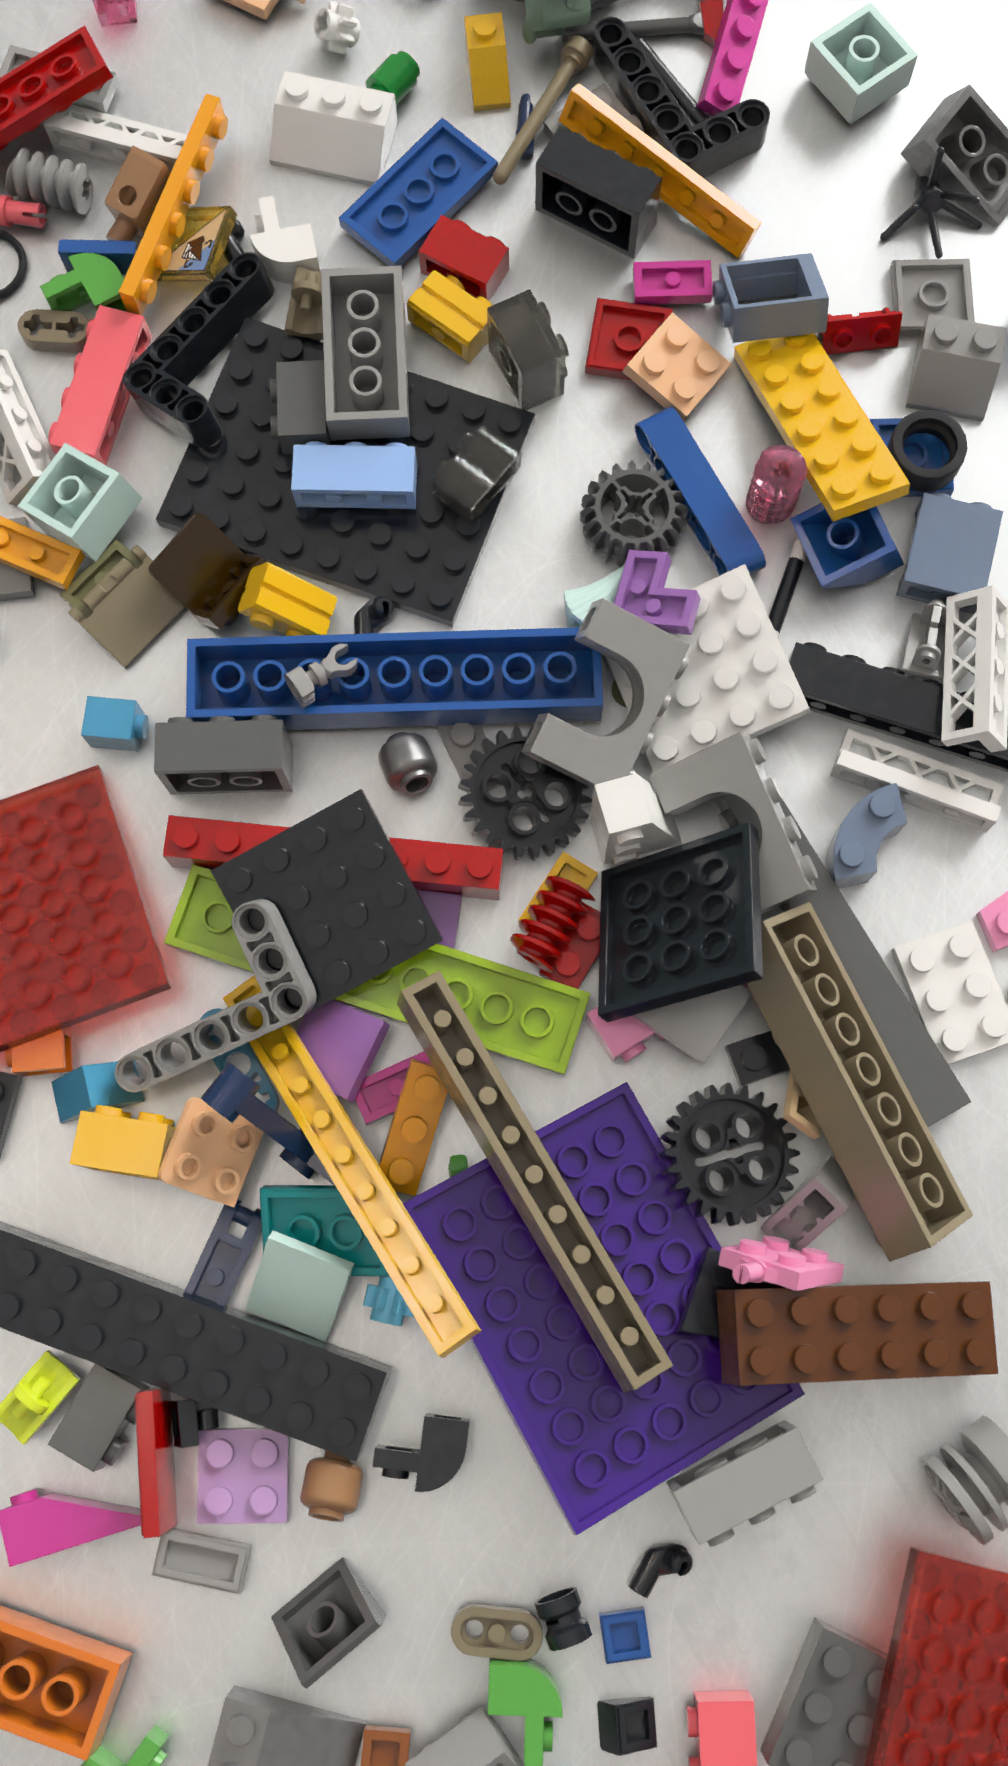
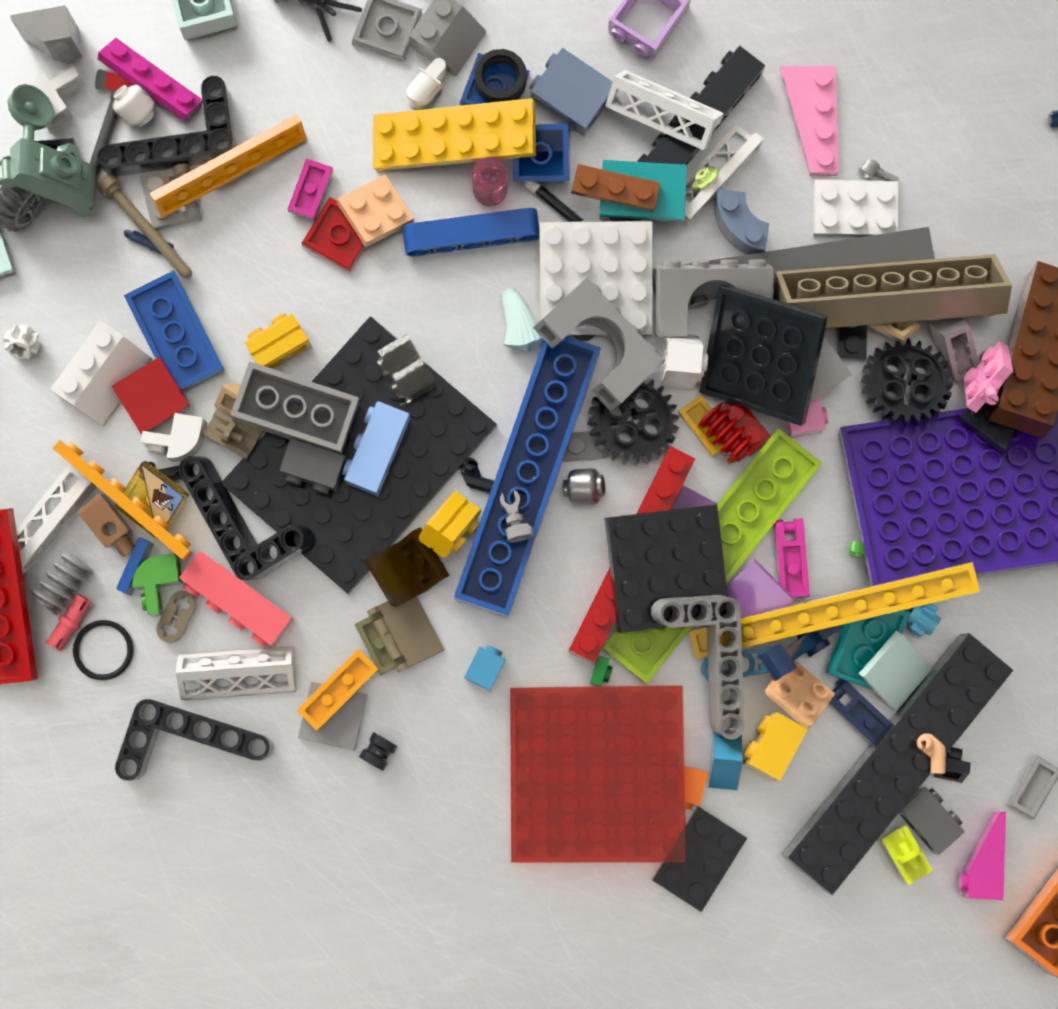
camera: 75 degrees left, 5 degrees up
(80, 501) = (322, 638): light aqua brick -> none
(155, 1462) = (972, 791): red tile -> none
(160, 875) = (601, 672): none -> green plate
(191, 1379) = (935, 750): none -> light nougat arm
(224, 755) = (539, 600): dark grey brick -> none
(243, 1476) = (995, 746): lavender plate -> none
(325, 191) = (150, 395): none -> red tile
(331, 1487) = (1020, 693): medium nougat head -> none
(395, 75) = (77, 318): green brick -> none
(413, 1127) = (820, 564): light orange plate -> none
(436, 1461) = (1024, 623): black brick -> none
(465, 254) = (237, 319): red brick -> none
(487, 61) = (91, 248): yellow slope -> none
(527, 349) = (329, 302): clear smoke brick -> none
(533, 1183) = (888, 503): dark tan brick -> none
(597, 192) = (231, 212): black brick -> none
(621, 490) = (462, 256): dark grey gear -> none
(644, 595) = (541, 295): medium lavender plate -> none
(681, 95) = (158, 131): black bar -> none
(690, 38) = (133, 105): none -> white head
(768, 279) = (334, 124): sand blue window -> none
(834, 642) = (615, 188): none -> dark orange plate
(848, 684) = (670, 197): none -> teal tile
(862, 332) = (395, 71): red hinge -> none
(877, 368) = (426, 84): none -> white arm
(906, 764) = (704, 177): none -> yellowish green plant
(926, 642) = (628, 131): light grey hinge -> none

